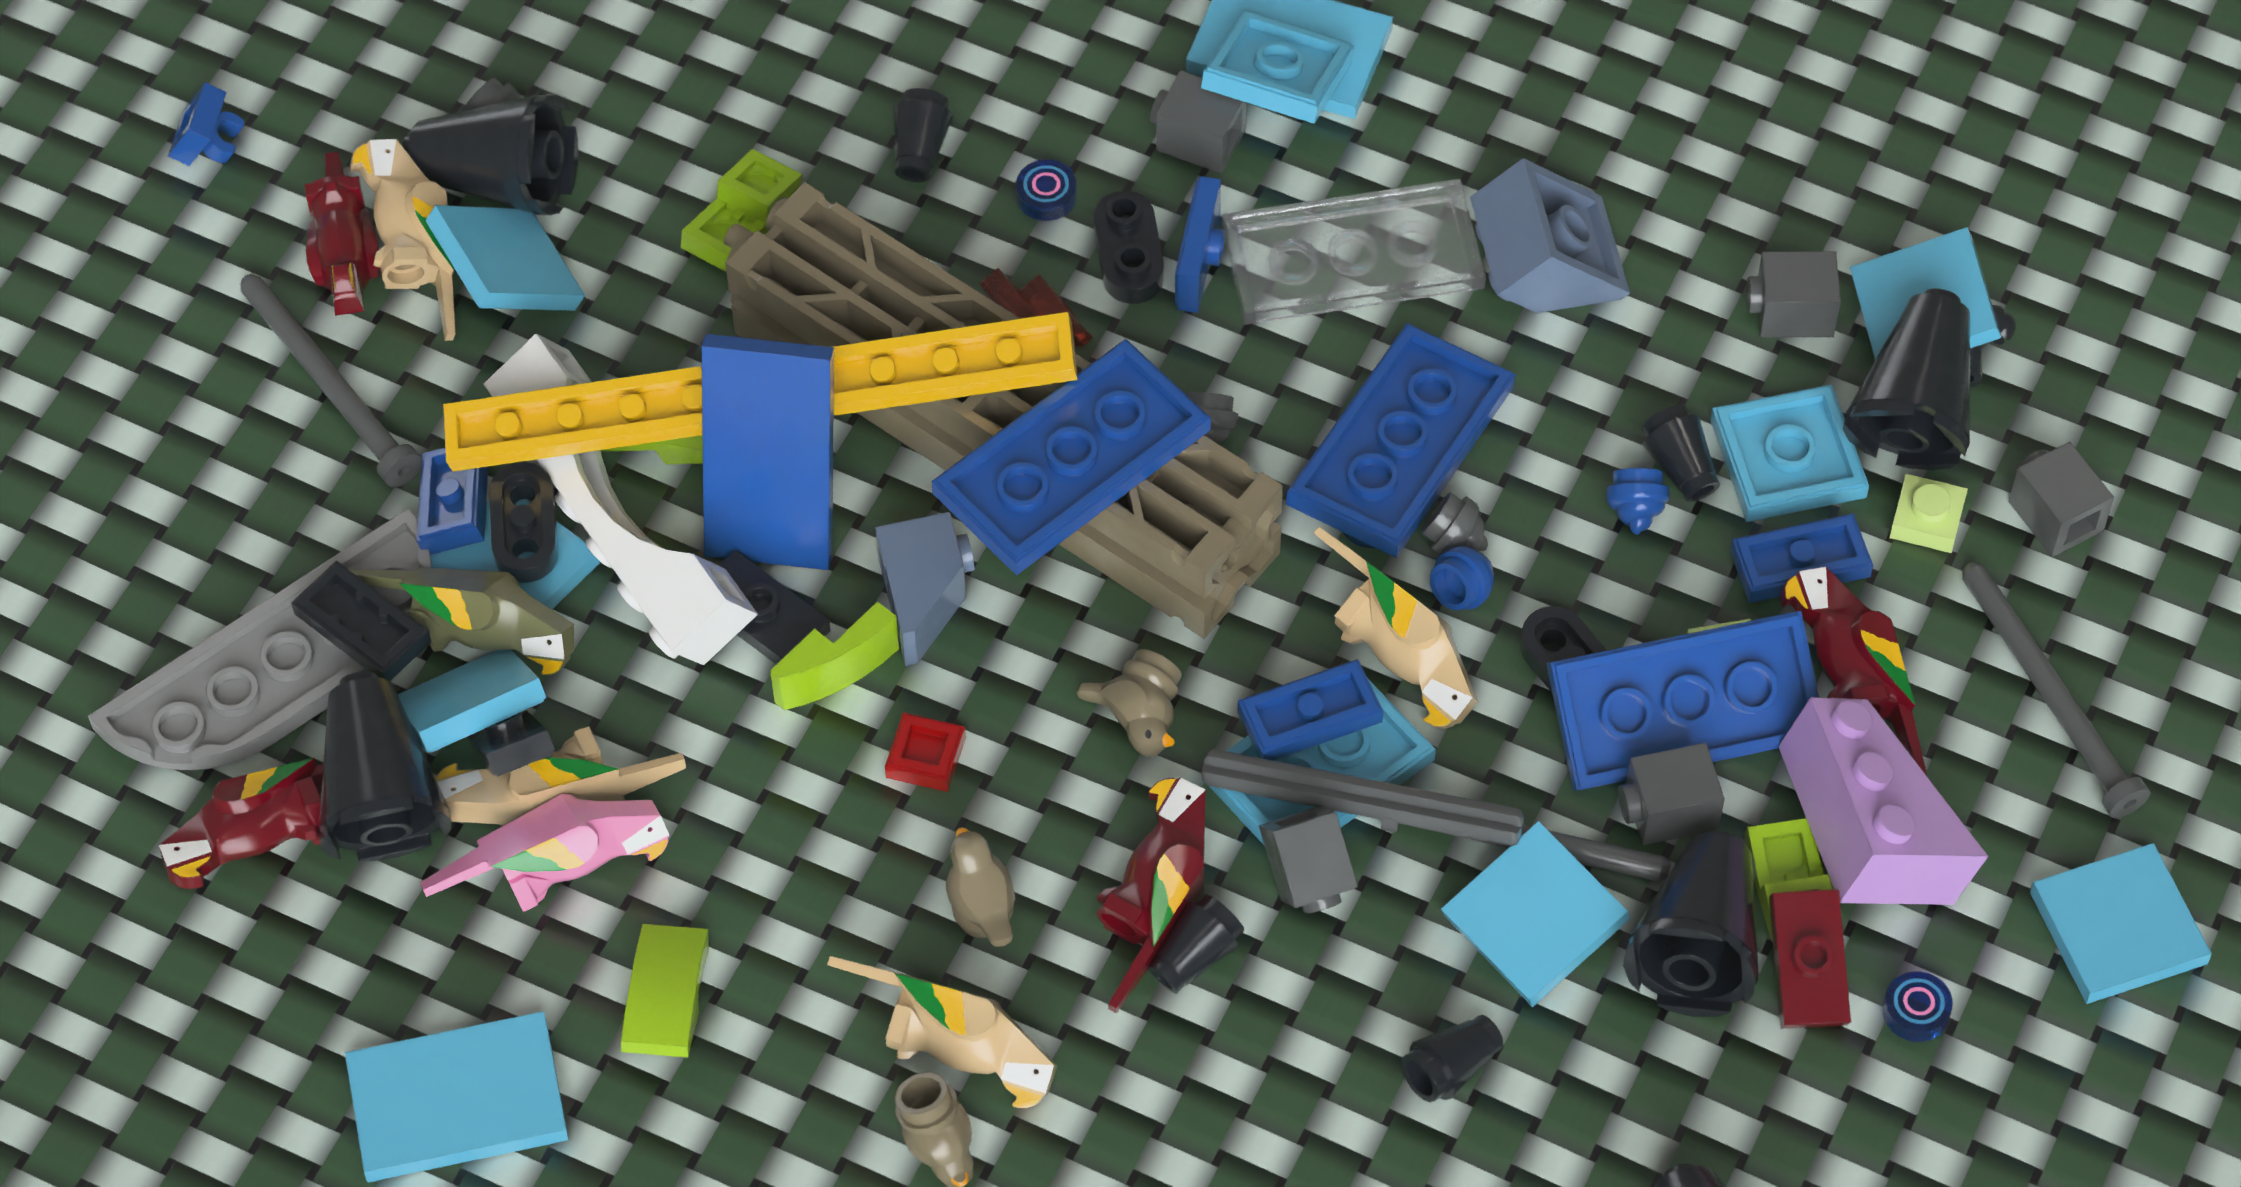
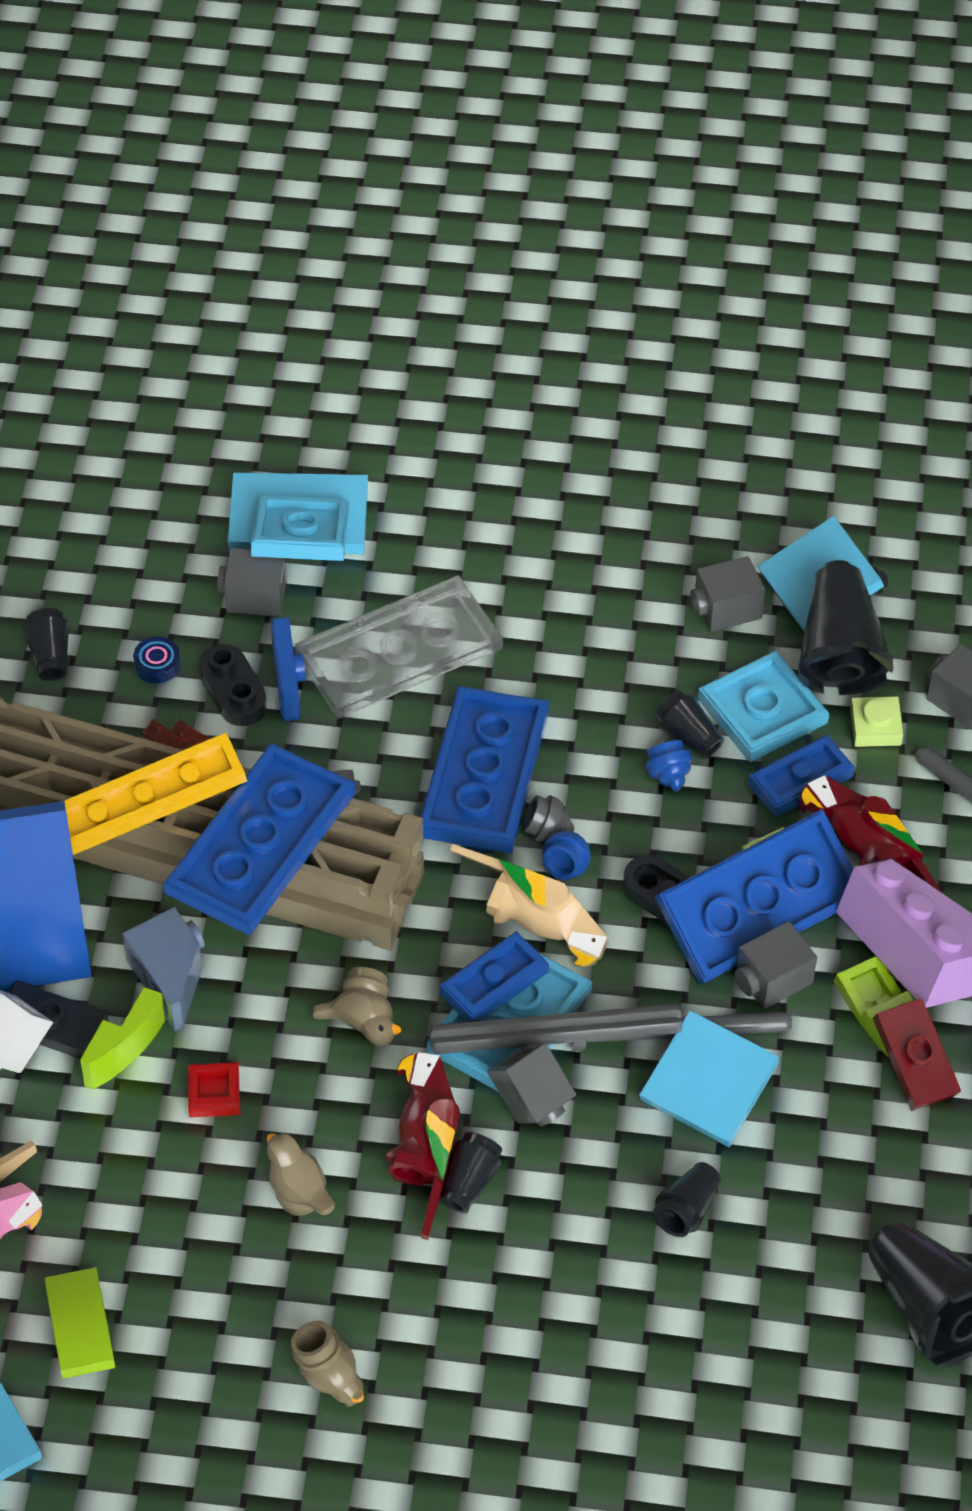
camera: 20 degrees left, 5 degrees down
(962, 1033) = (320, 1287): tan animal -> none
(1547, 241) = (537, 602): sand blue slope -> none
(1699, 931) = (834, 1057): black cone -> none

